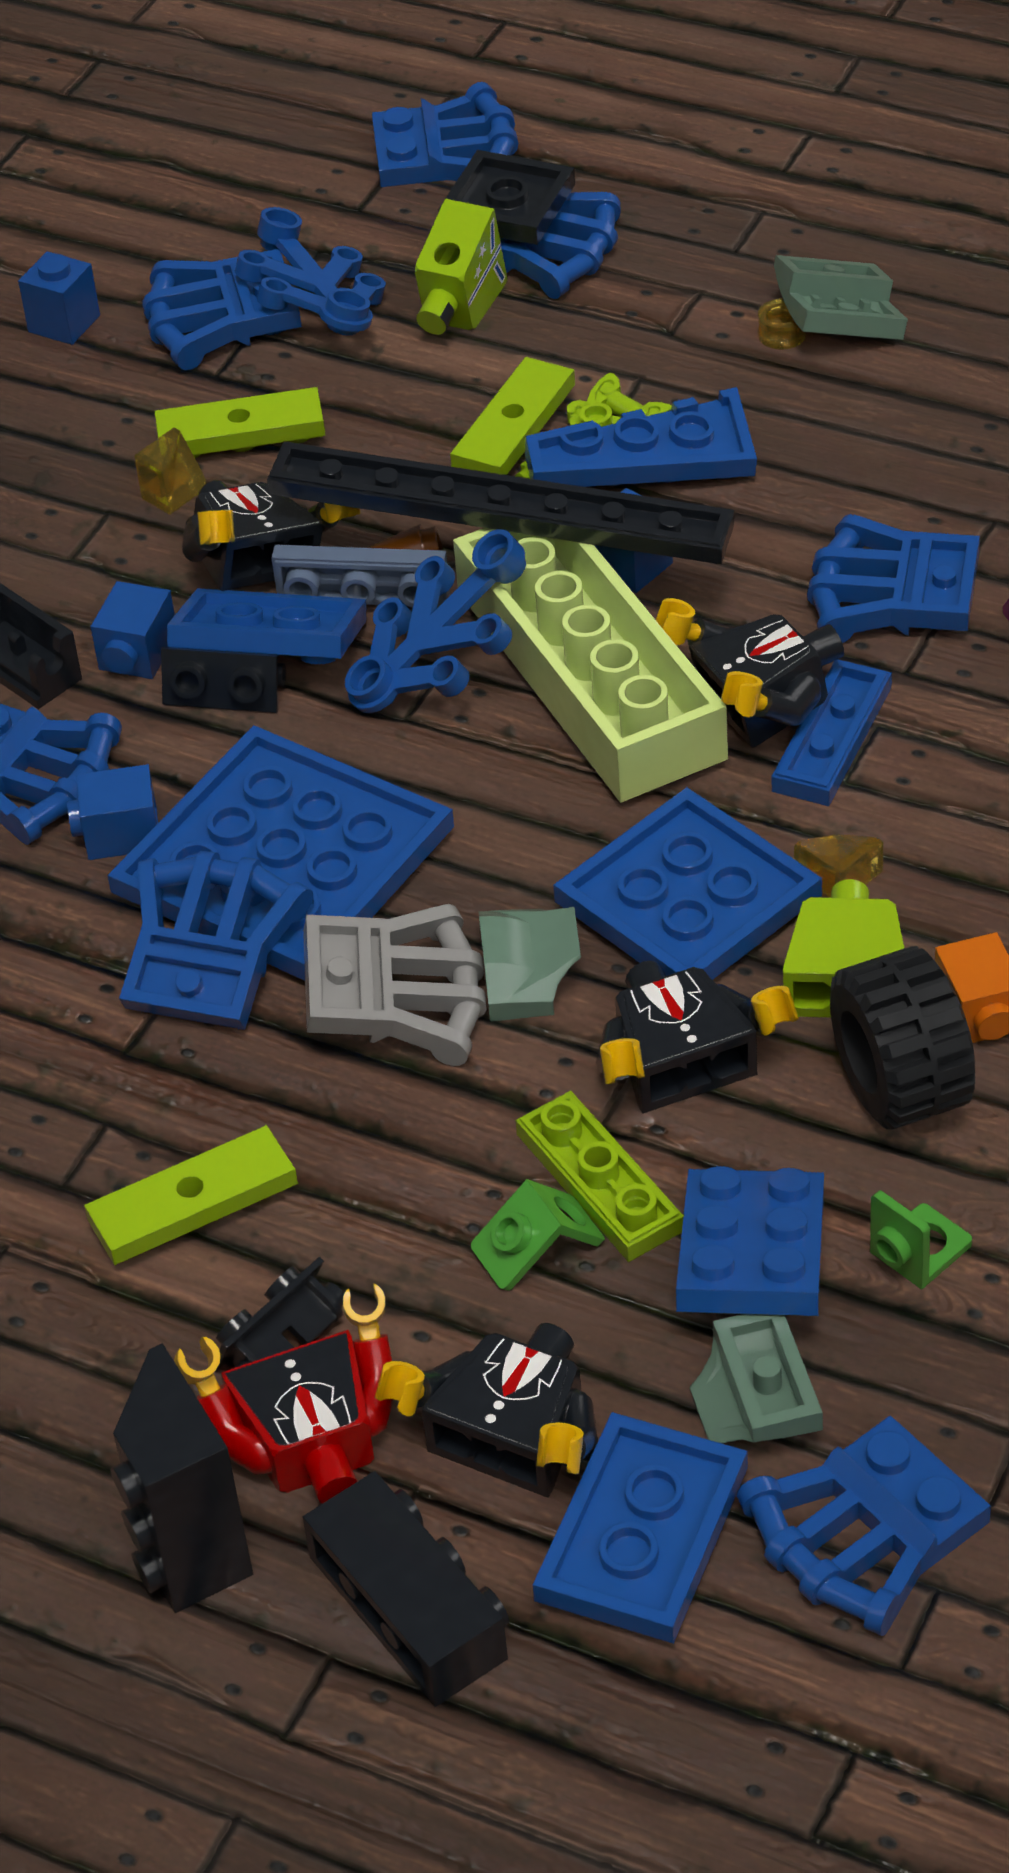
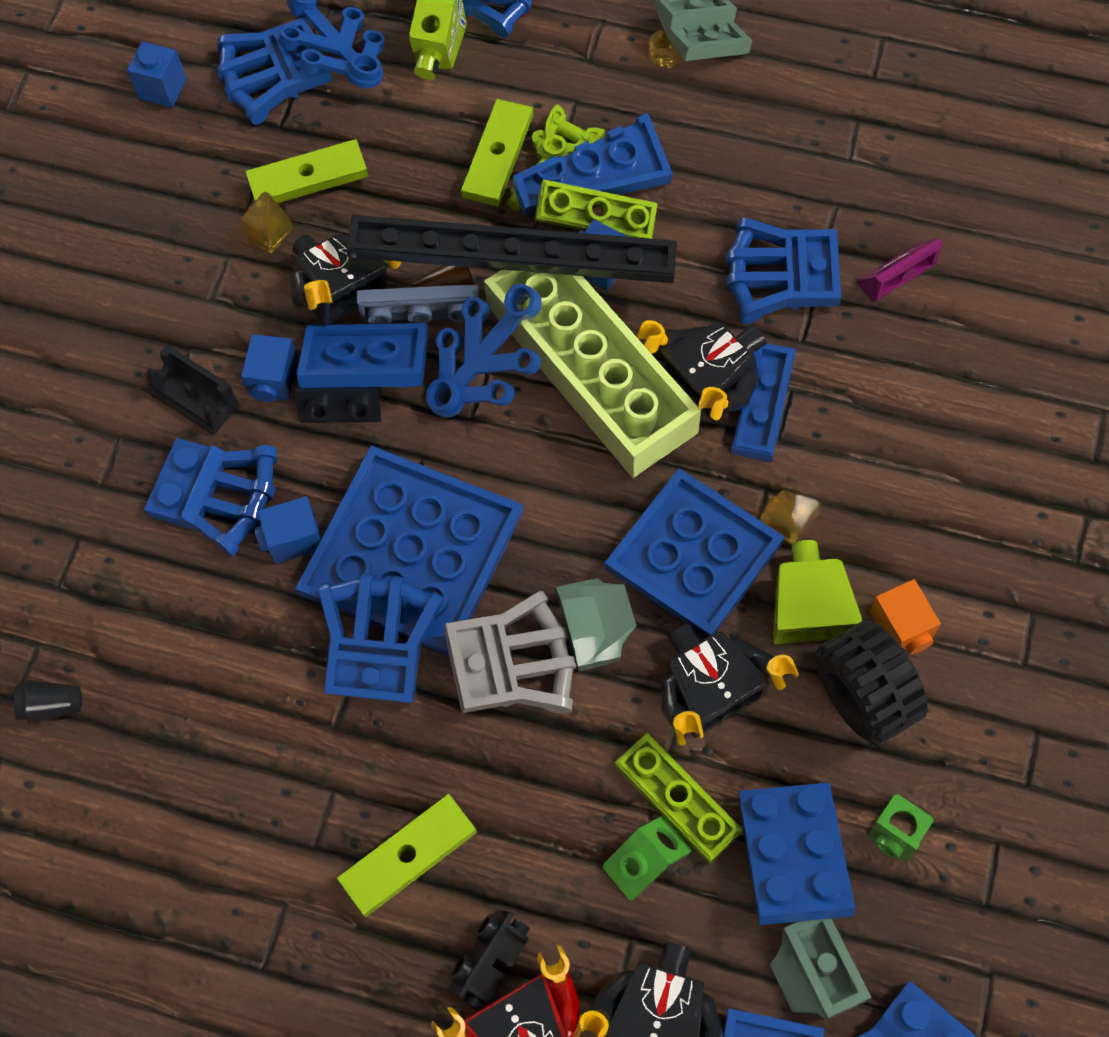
camera: 10 degrees left, 20 degrees up
(605, 469) = (572, 208): none -> lime tile

